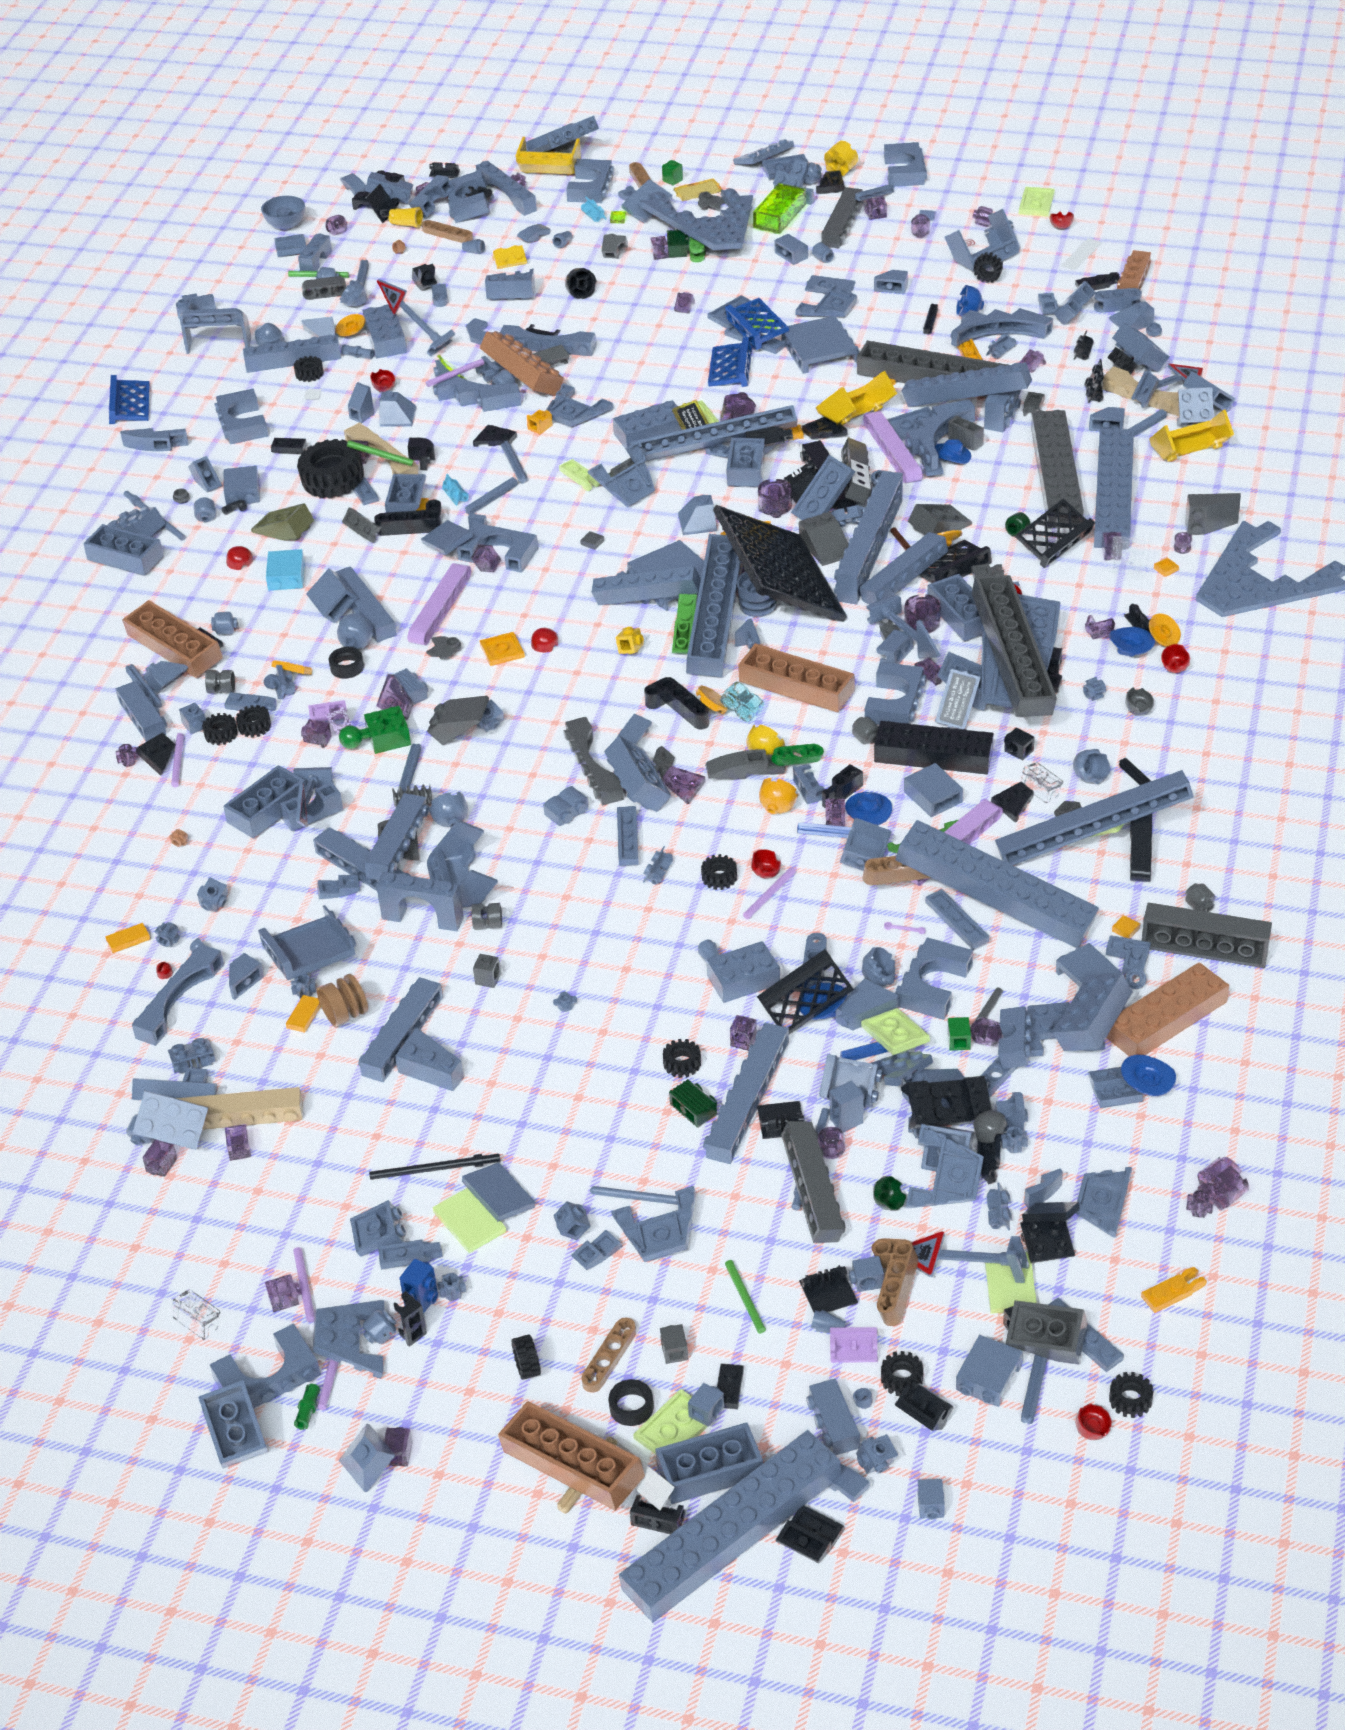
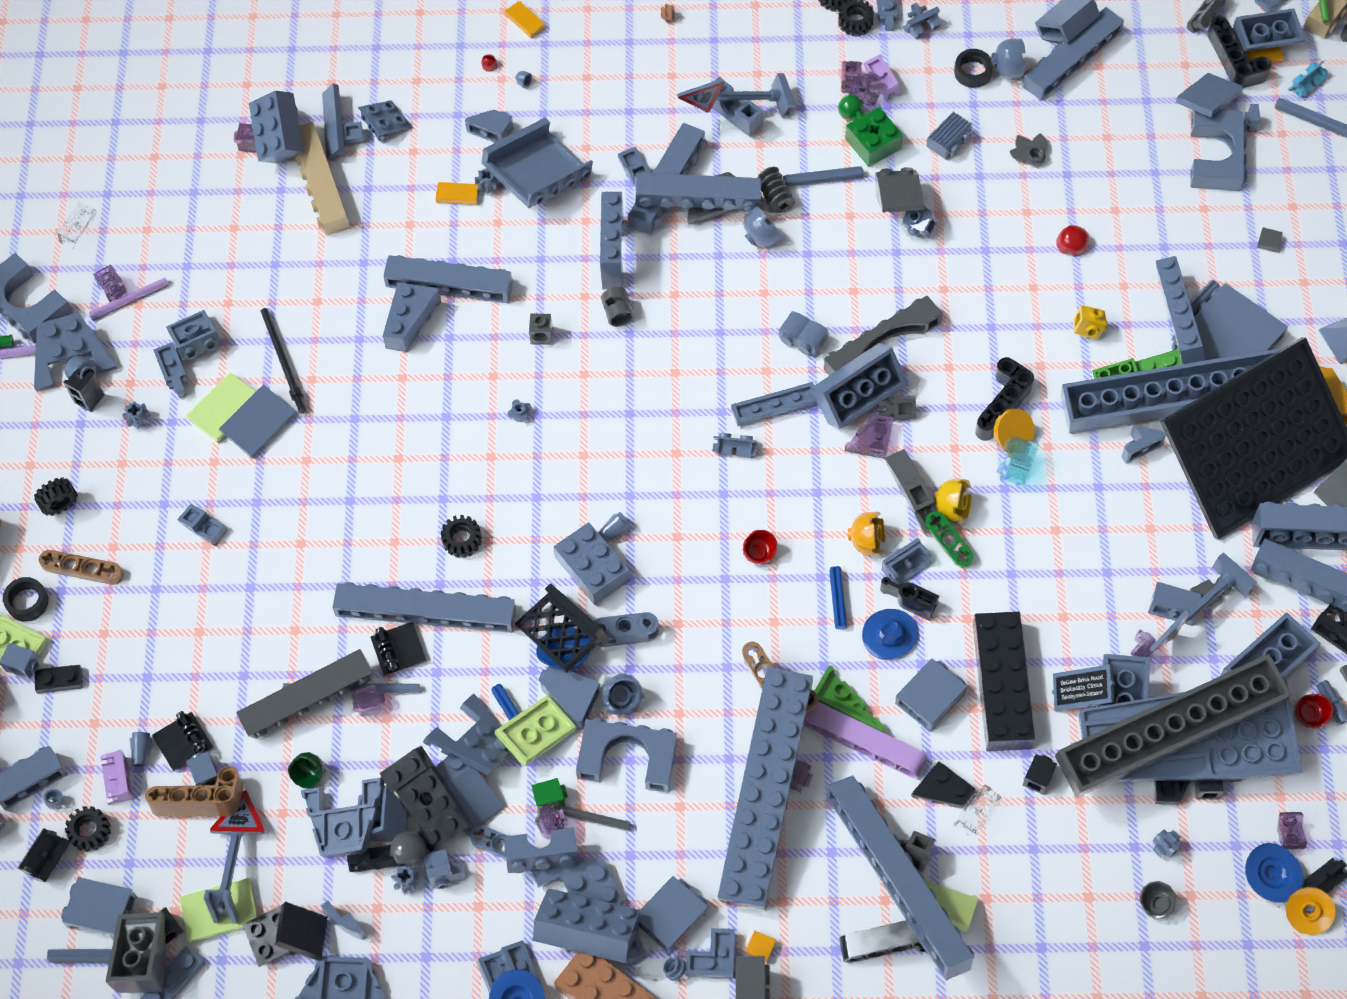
camera: 75 degrees right, 20 degrees up
(167, 934) = (529, 47): sand blue gear -> none
(199, 967) = (416, 76): sand blue arch -> none
(212, 895) = (588, 65): sand blue brick -> none
(237, 1142) = (279, 192): clear purple brick -> none
(260, 803) = (736, 63): sand blue brick -> none
(292, 667) = (948, 22): light orange tile -> none
(341, 1000) = (465, 216): medium nougat wheel -> none
(394, 695) = (921, 128): clear purple wing -> none
(420, 1283) = (122, 386): blue brick -> none
(439, 604) = (1099, 123): lavender beam -> none
(451, 860) = (672, 261): sand blue windscreen -> none
(486, 558) = (1185, 143): clear purple brick -> none
(501, 648) = (1047, 204): light orange tile -> none
(571, 1220) = (227, 491): sand blue brick -> none
(634, 1195) = (273, 587): sand blue piece -> none
(635, 728) = (938, 365): sand blue hinge -> none
(660, 1234) = (224, 574): sand blue wing -> none
(673, 1343) = (95, 617): dark grey brick -> none
(693, 1103) = (400, 561): dark green brick -> none
(720, 880) = (740, 494): black tyre -> none
(743, 1032) = (503, 582): clear purple brick -> none
(746, 1299) = (169, 666): bright green bar -> none
(769, 893) = (709, 557): lavender bar -> none
(796, 677) = (1078, 508): nougat brick -> none
(835, 812) = (860, 608): clear purple brick -> none
(842, 1070) = (450, 698): panel -> none
(846, 1106) = (410, 703): sand blue brick -> none
(864, 843) = (813, 642): sand blue panel -> none
(865, 730) = (1013, 600): dark grey head -> none
(888, 925) = (705, 693): lavender hinge -> none
(896, 677) = (1060, 634): sand blue arch -> none
(924, 609) = (1241, 619): clear purple brick -> none
(957, 919) = (722, 764): sand blue plate -> none
(1001, 1215) = (304, 884): sand blue hinge -> none
(1091, 766) = (1015, 862): sand blue hair -> none
(1135, 773) = (1024, 922): black axle -> none
(1175, 658) = (1255, 932): red hair -> none

